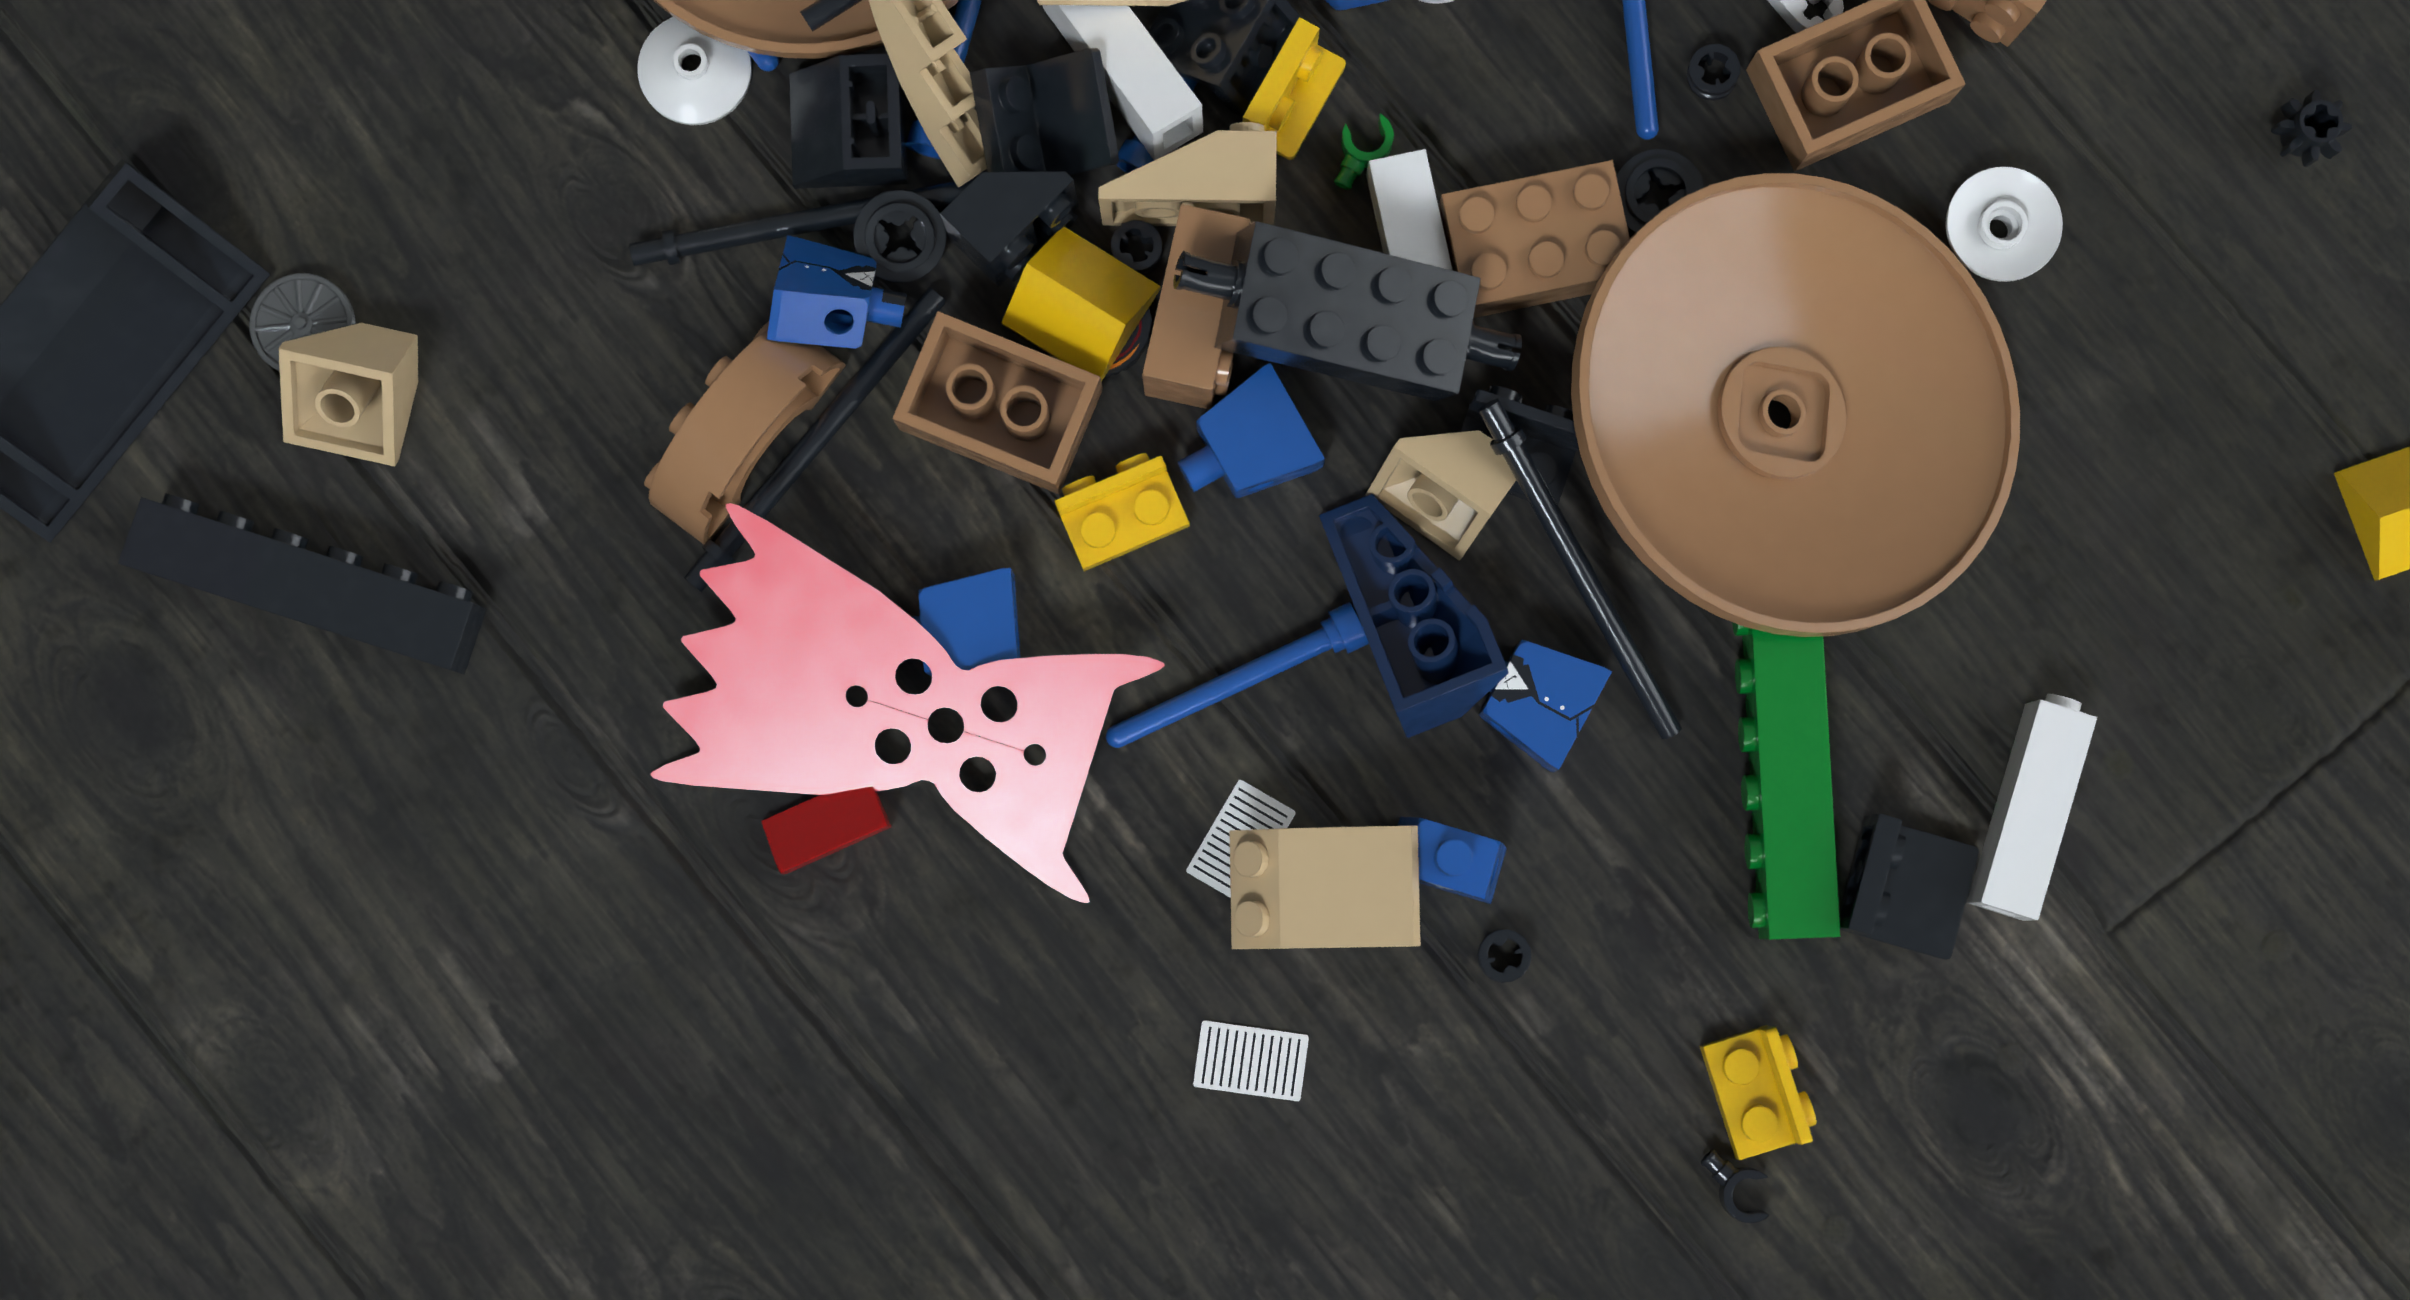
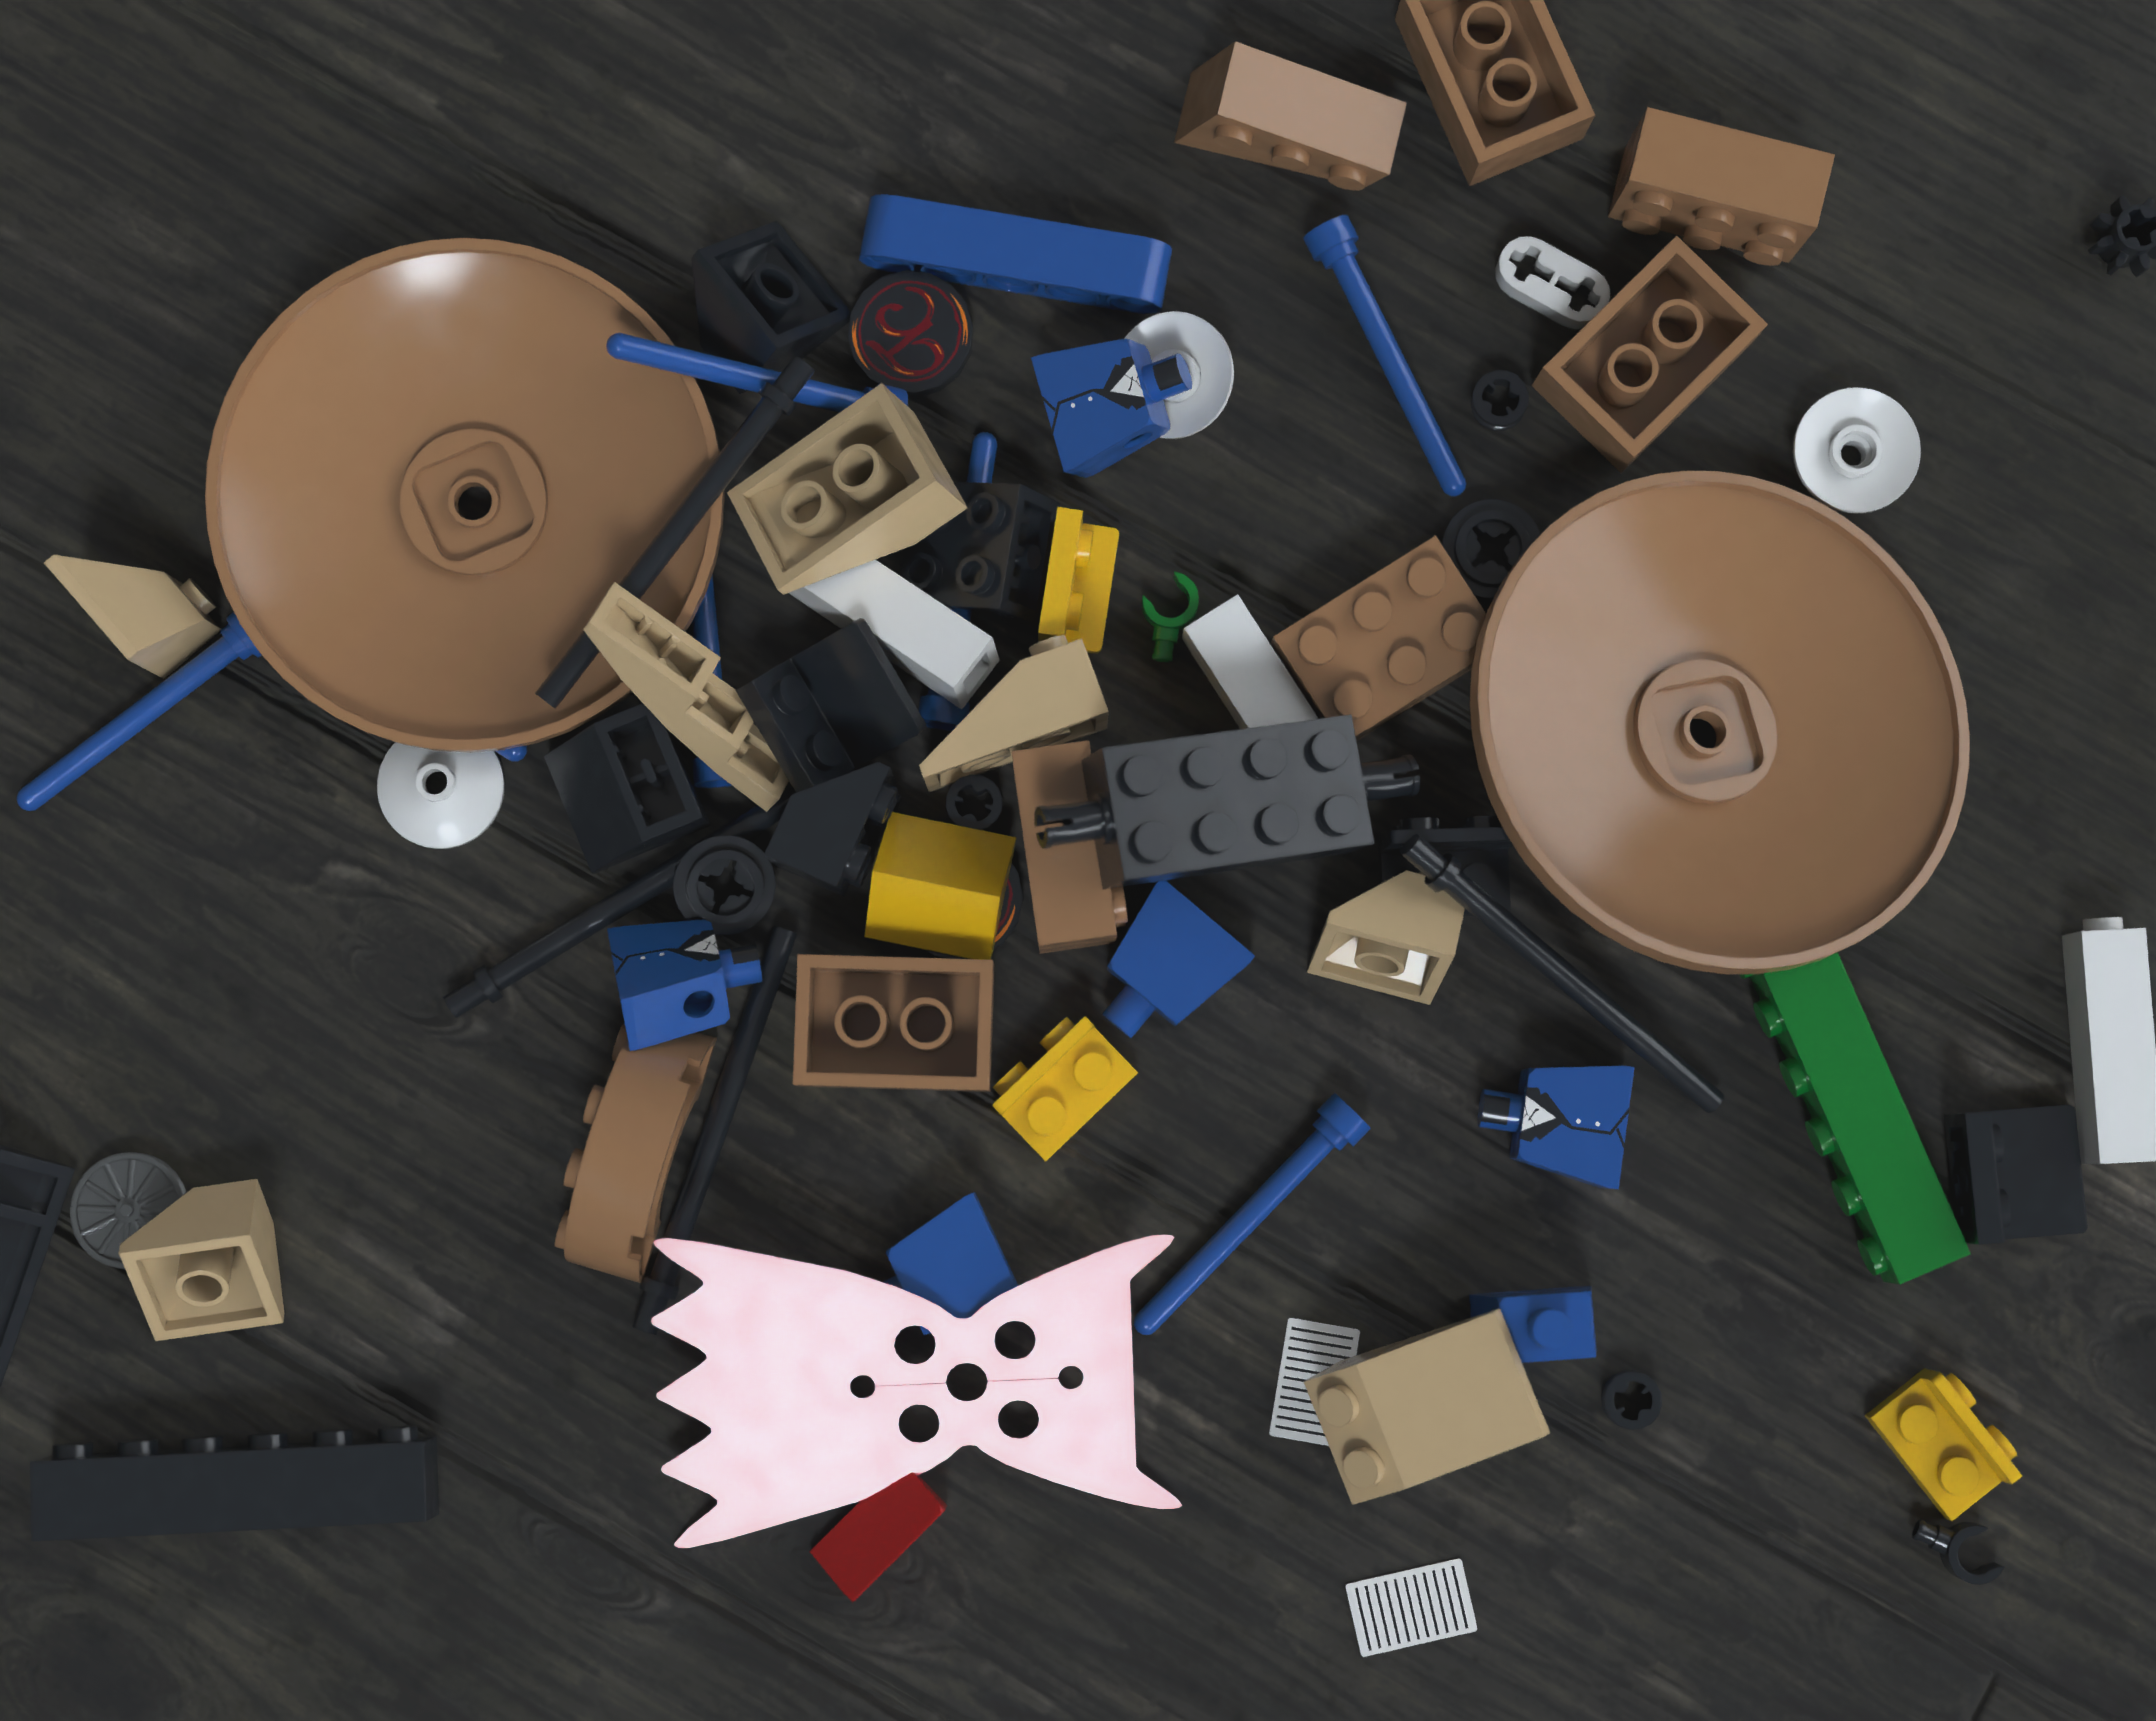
camera: 25 degrees left, 0 degrees up
(1421, 630) = (1422, 1097): dark blue wedge -> none

